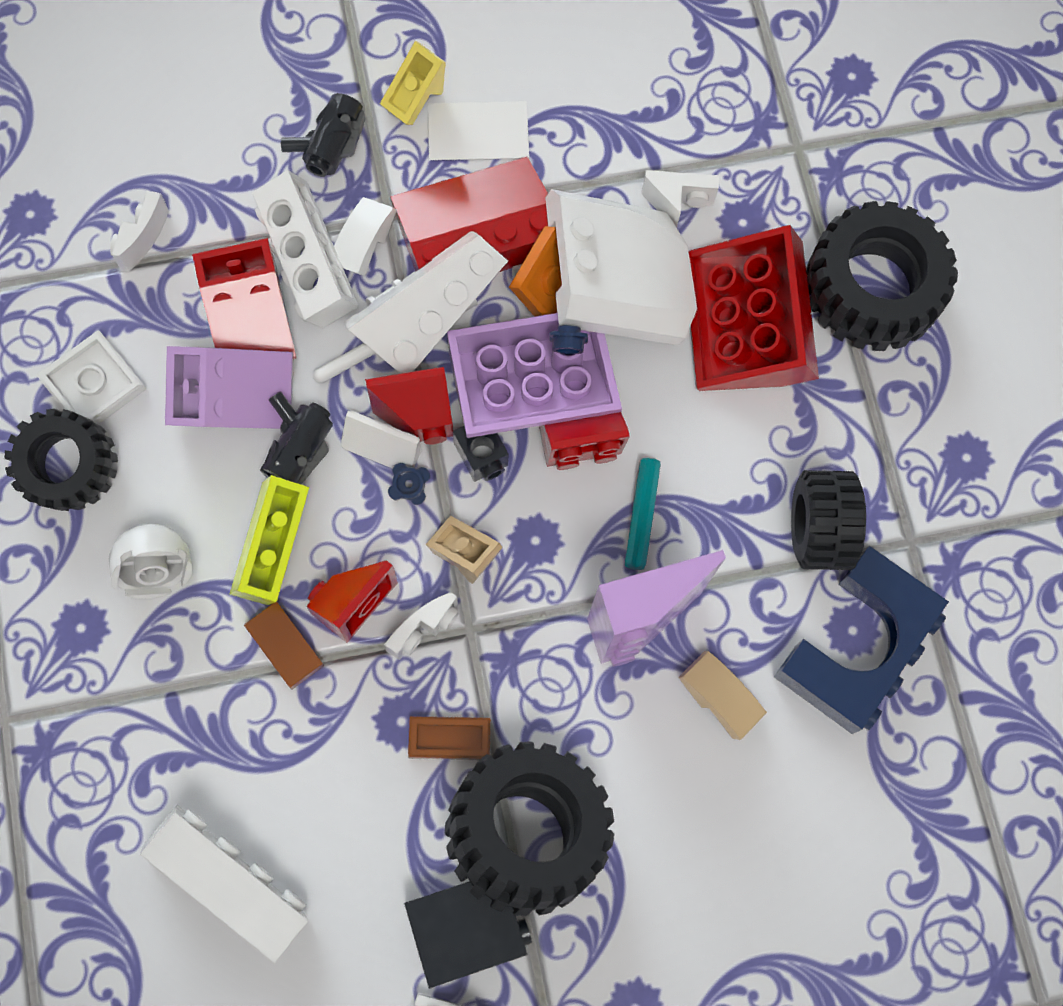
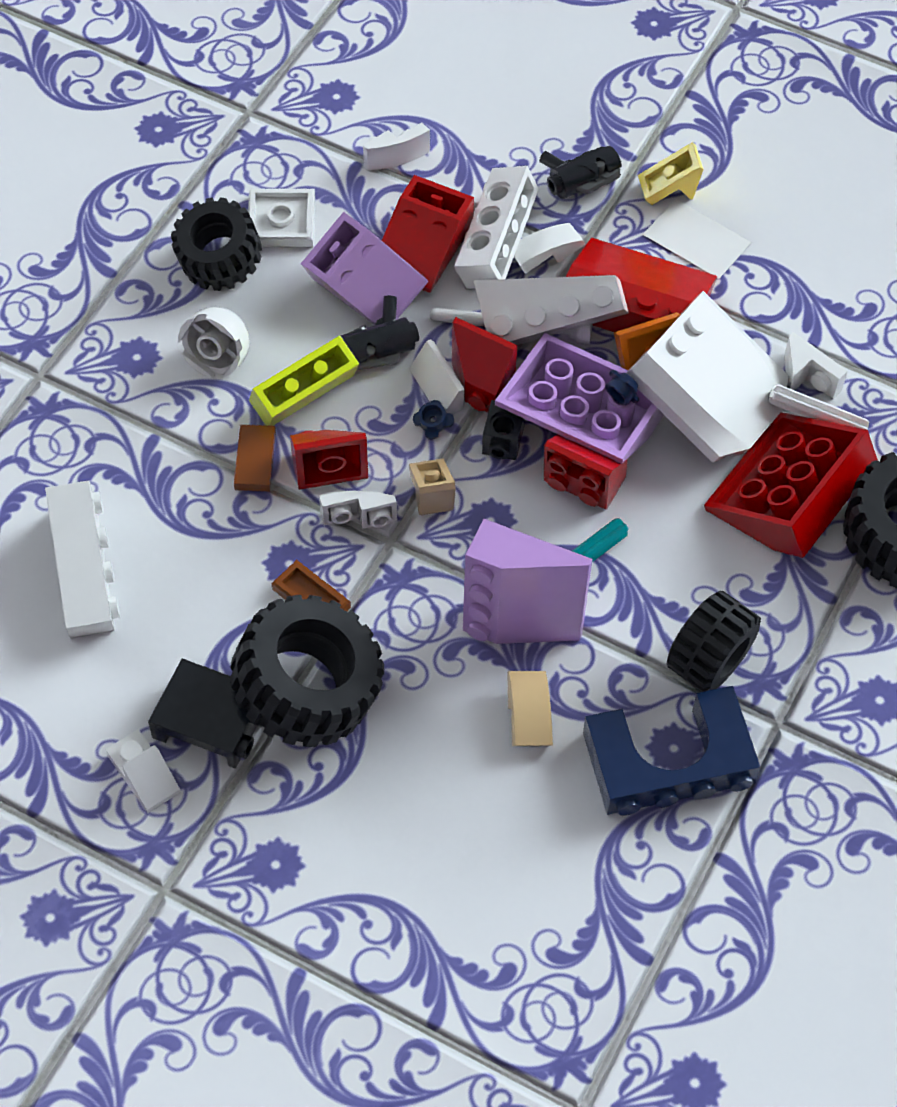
camera: 45 degrees right, 15 degrees down
(720, 230) = (813, 408): none -> white axle

